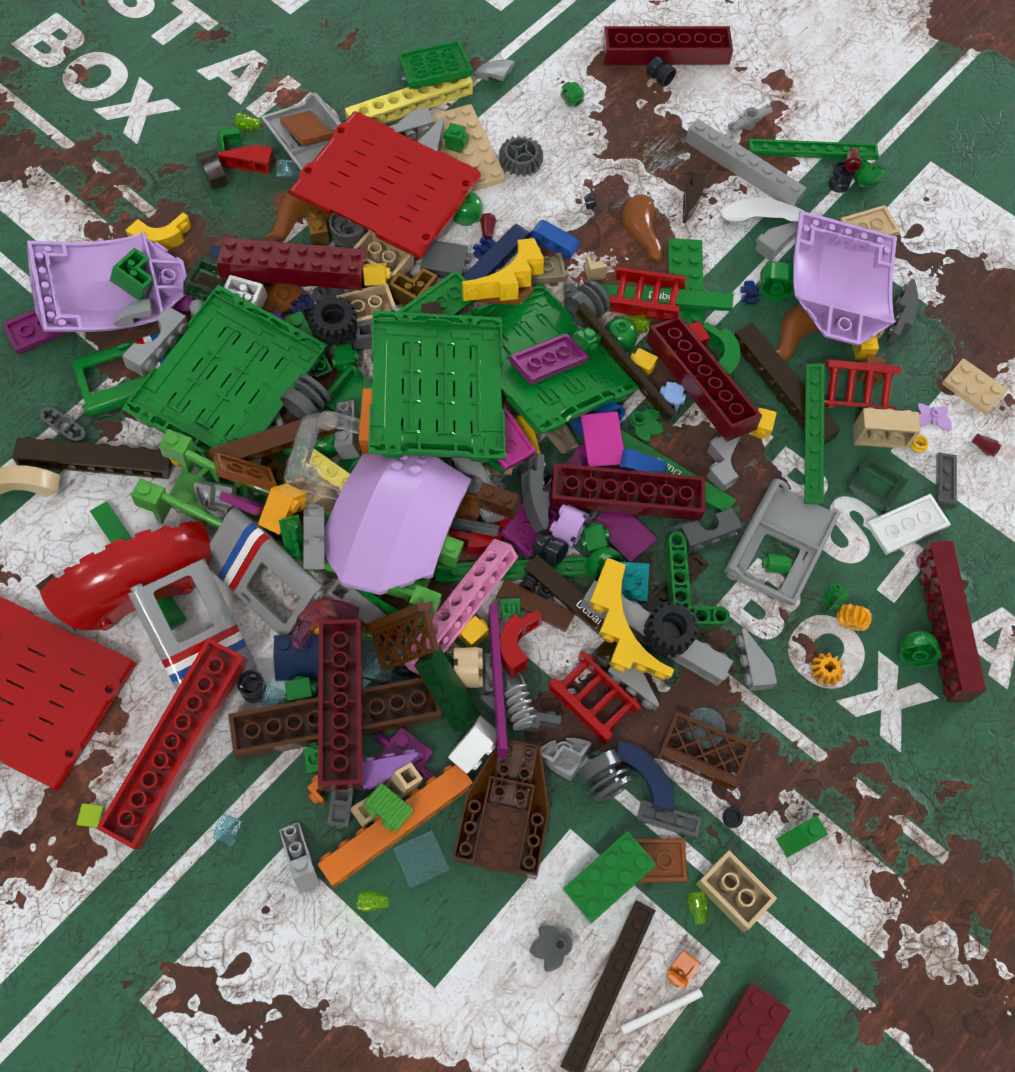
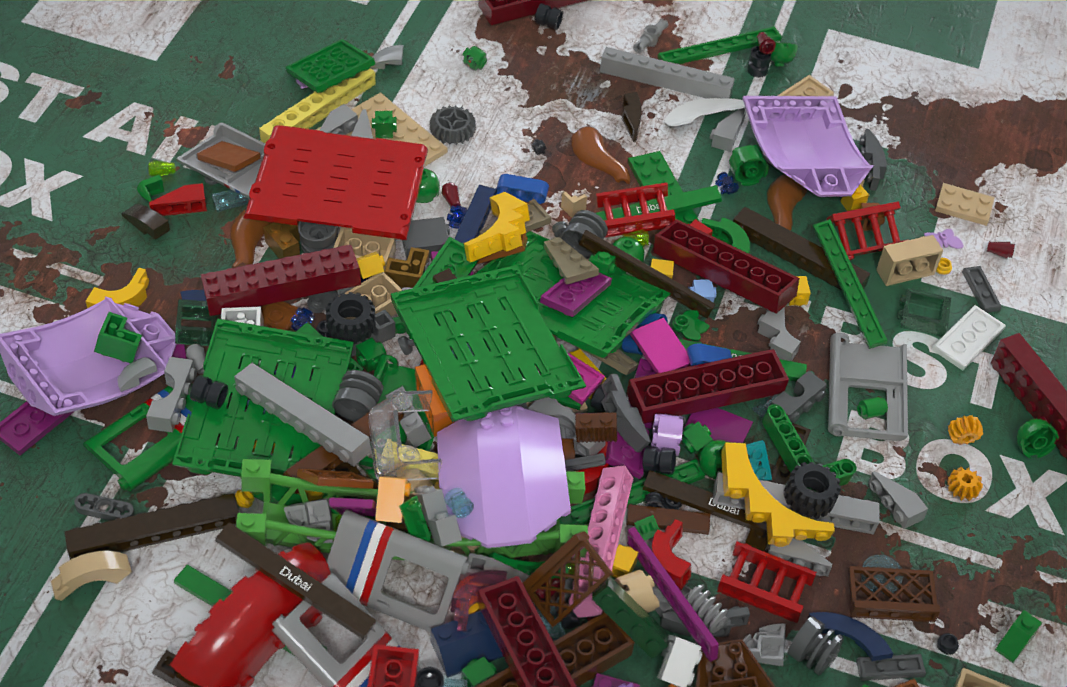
camera: 20 degrees left, 15 degrees down
(163, 557) = (296, 580): none -> dark brown tile
(177, 352) = (211, 392): none -> black wheel
(244, 401) = (303, 414): none -> light grey brick
(333, 535) = (459, 503): none -> clear light blue wheel
(557, 327) = (570, 262): none -> dark tan wing
(835, 596) = (939, 416): green hinge -> none

